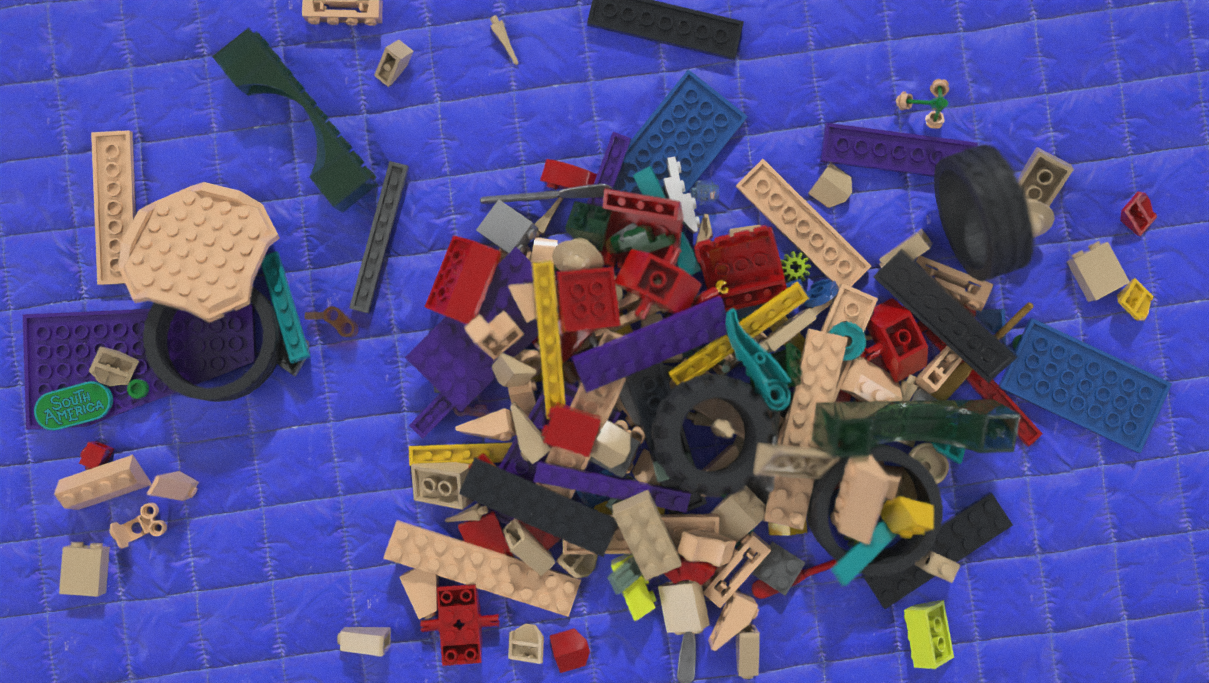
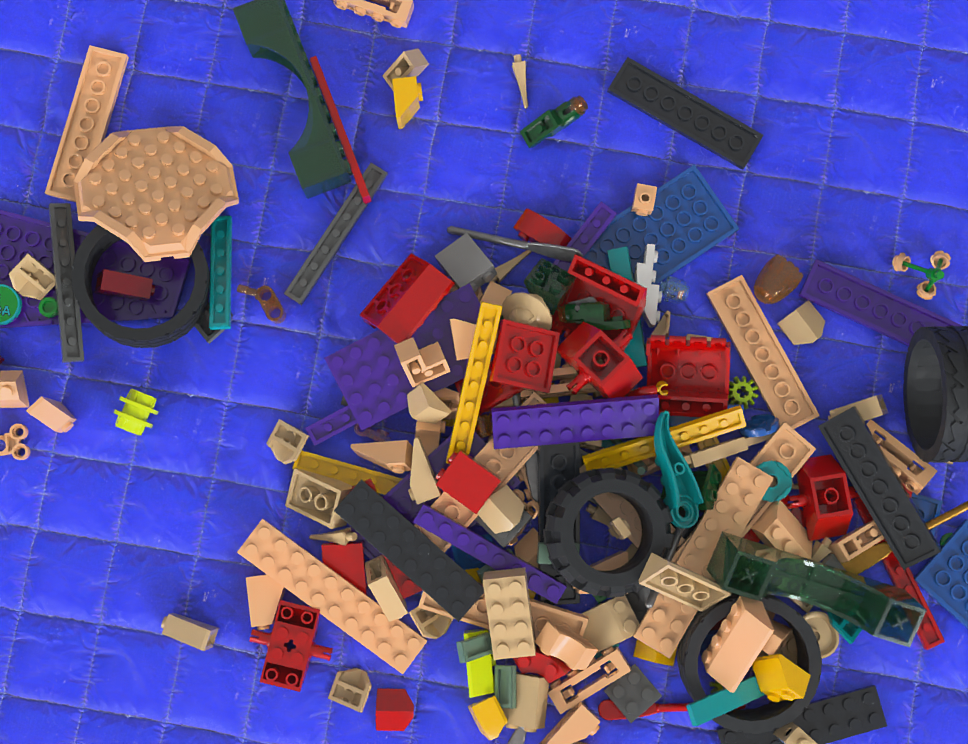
camera: 15 degrees right, 5 degrees down
(133, 337) = (63, 260): none -> dark grey plate
(199, 347) = (124, 285): none -> dark red slope
(249, 459) = (135, 412): none -> neon yellow piece
(351, 139) = (340, 130): none -> red tile
(396, 442) = (286, 442): none -> tan slope
(403, 91) = (406, 97): none -> yellow slope
(546, 69) = (554, 121): none -> dark green plate
(652, 117) = (644, 199): none -> light nougat brick
(657, 630) = (488, 717): none -> yellow slope
(663, 599) = (505, 685): none -> sand green tile
(796, 154) = (776, 280): none -> clear orange hair

